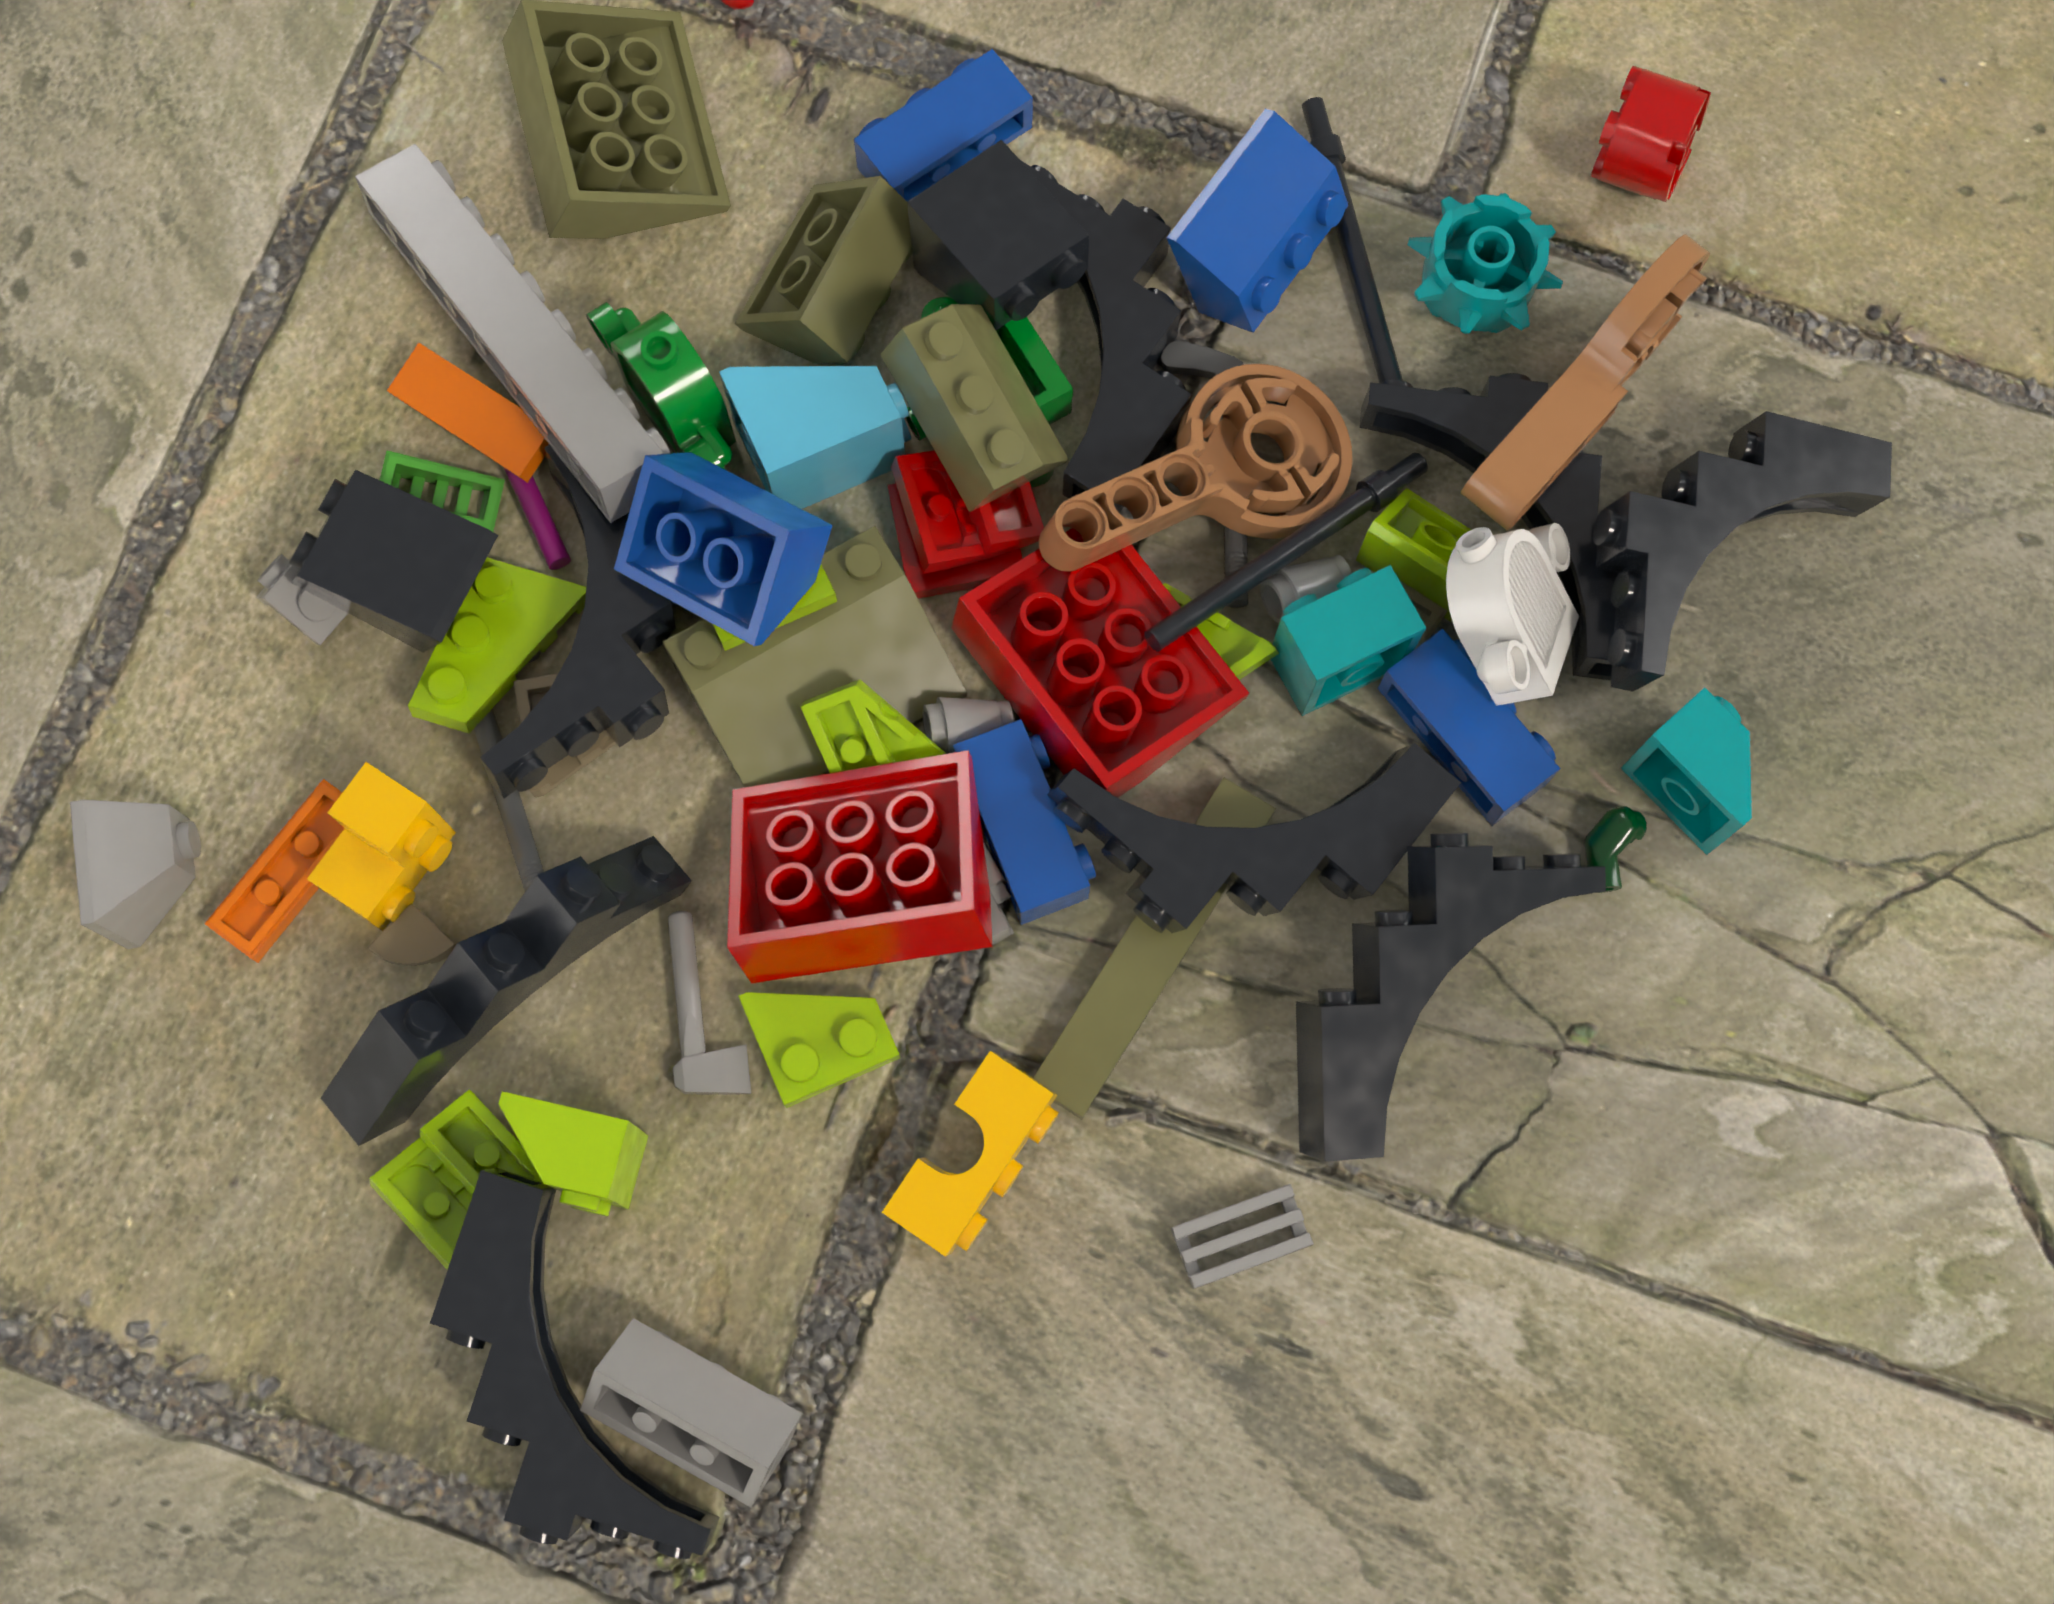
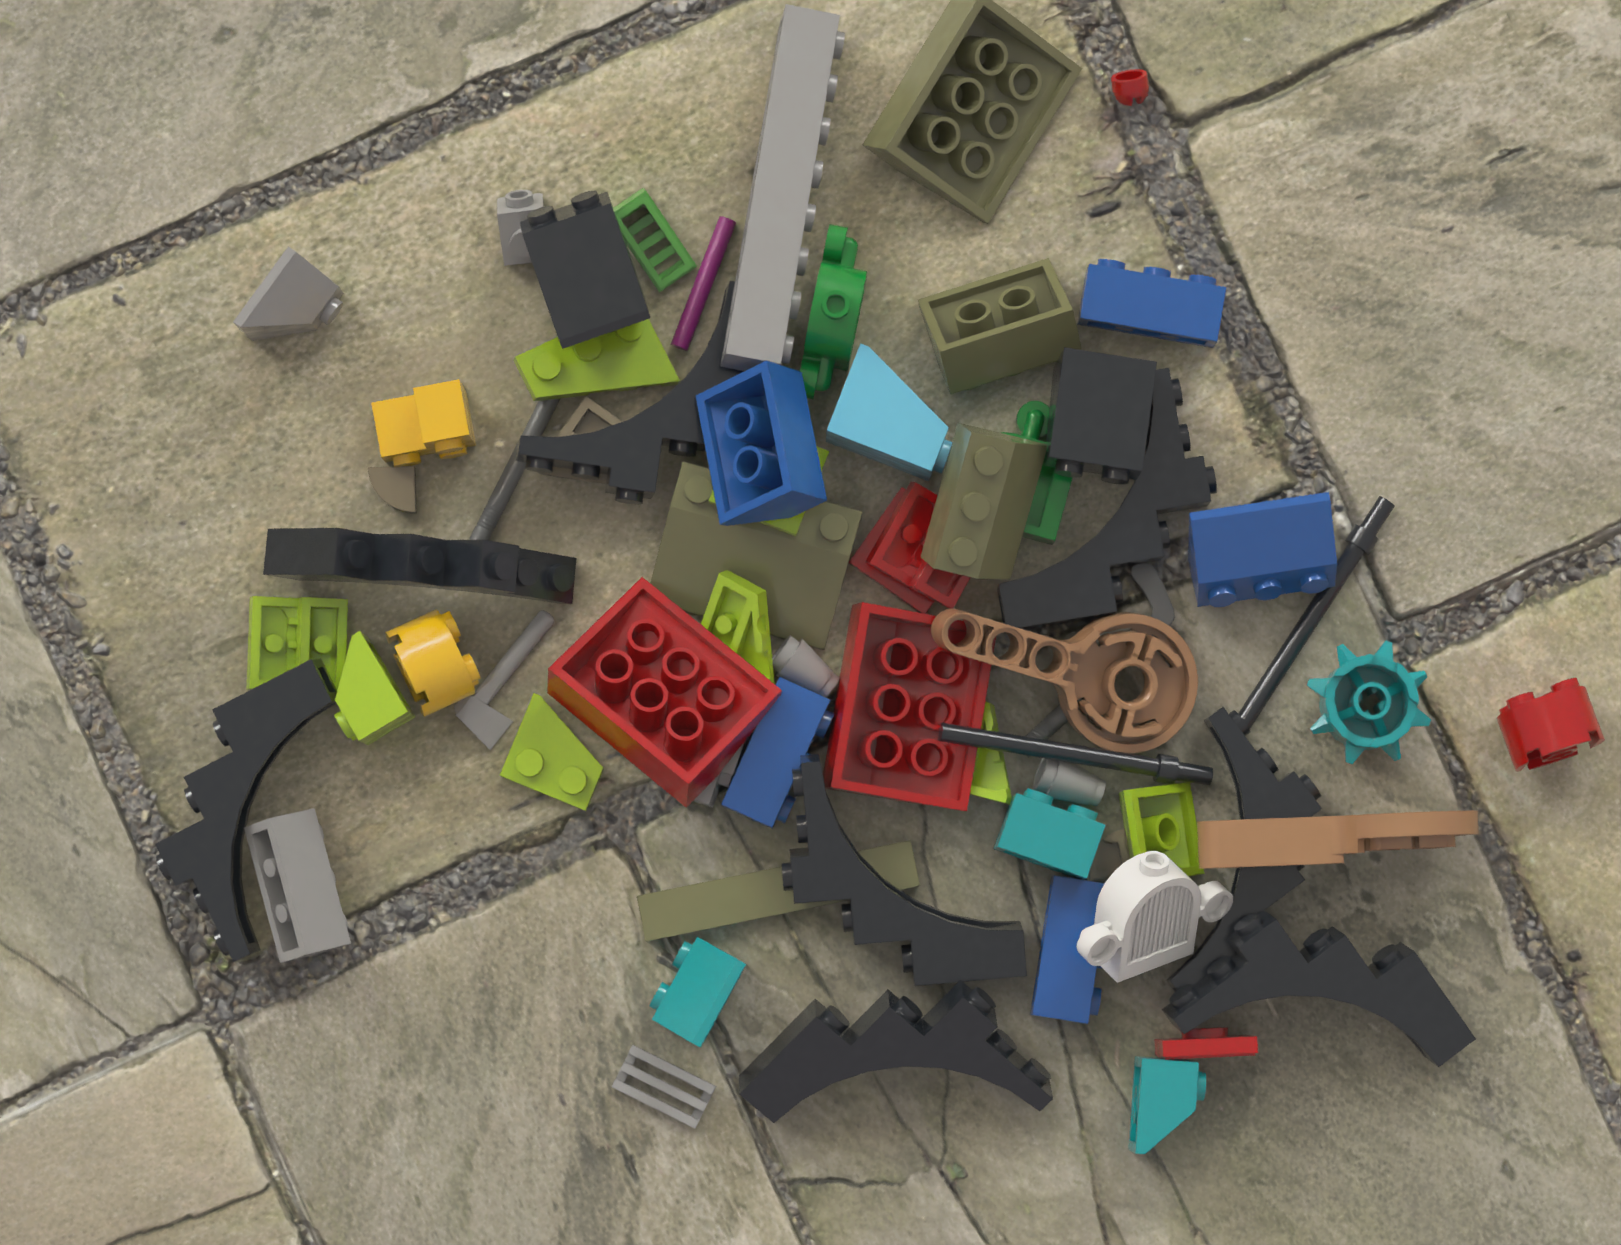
camera: 45 degrees right, 10 degrees up
(277, 881) = (366, 379): orange tile -> none
(470, 411) = (714, 209): orange tile -> none
(609, 1057) = (432, 661): none -> yellow brick
(945, 1205) = (608, 898): yellow arch -> none
(1182, 1107) = (698, 990): none -> teal slope
(1610, 838) = (1080, 1086): dark green arm -> none
(1681, 677) = (1206, 1044): none -> red piece

